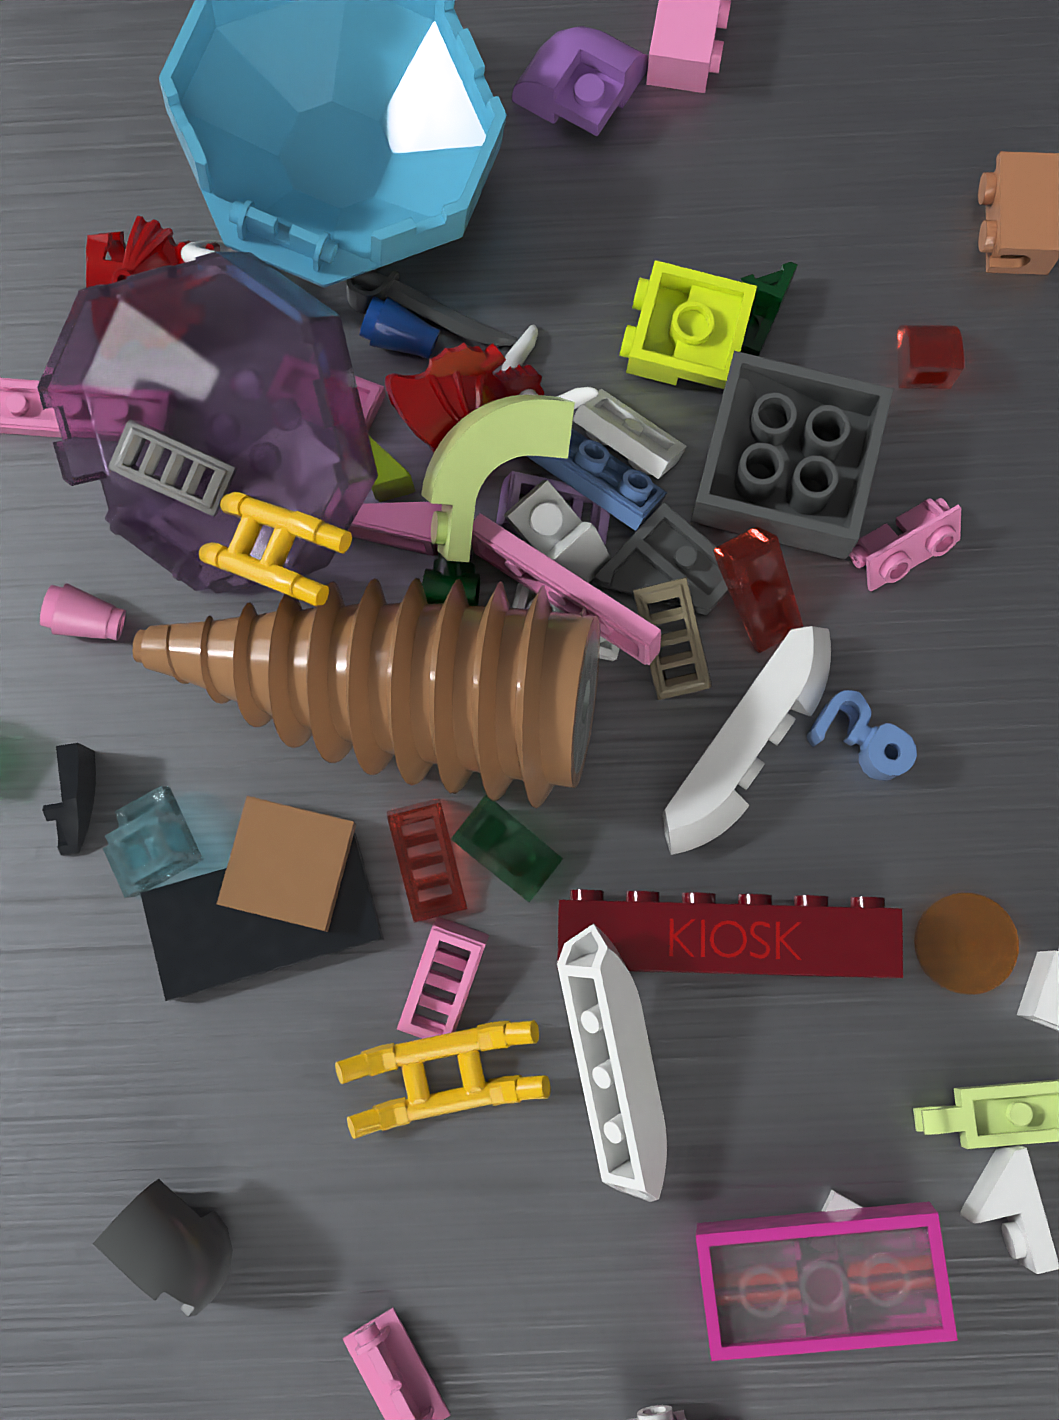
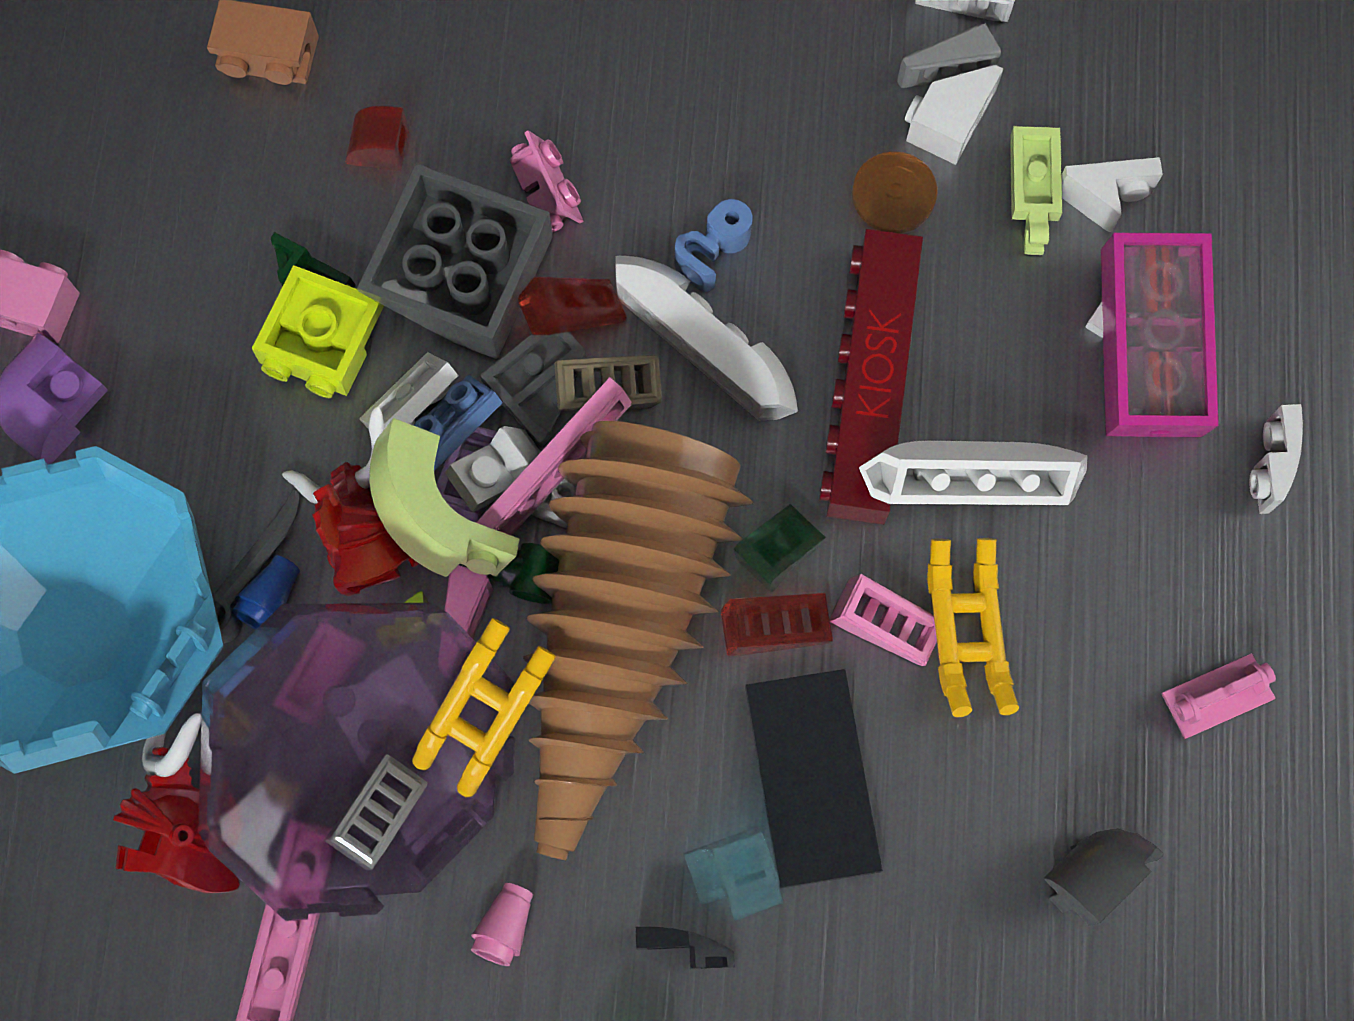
camera: 90 degrees left, 5 degrees down
(287, 863) = (770, 743): medium nougat tile -> none

